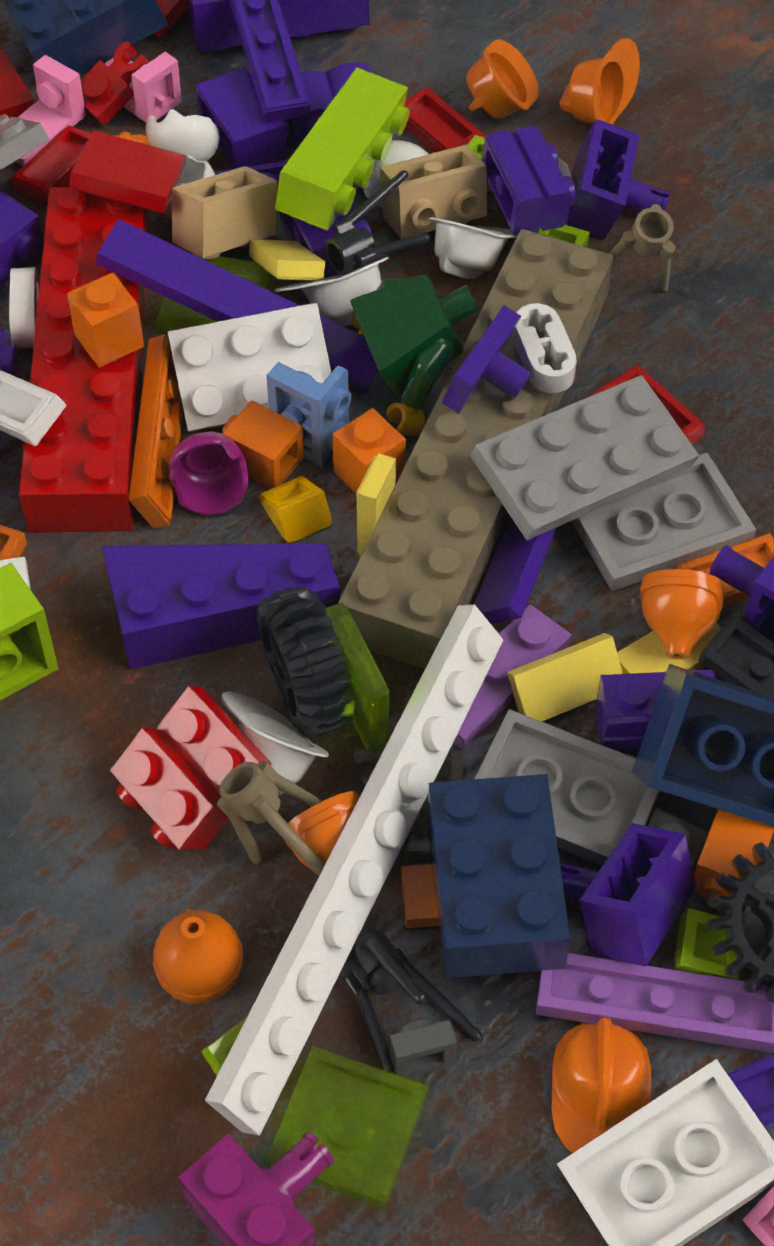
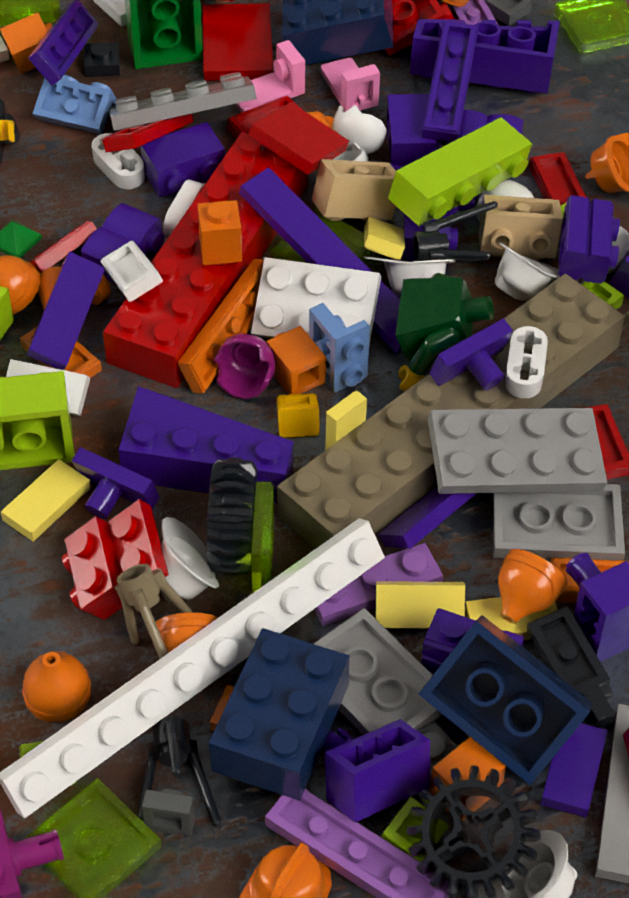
camera: 25 degrees right, 5 degrees down
(52, 731) = (45, 500): none -> light yellow tile
(108, 88) = (325, 77): red plate -> none
(127, 678) = (112, 483): none -> dark purple tile
(361, 441) = (371, 382): orange brick -> none

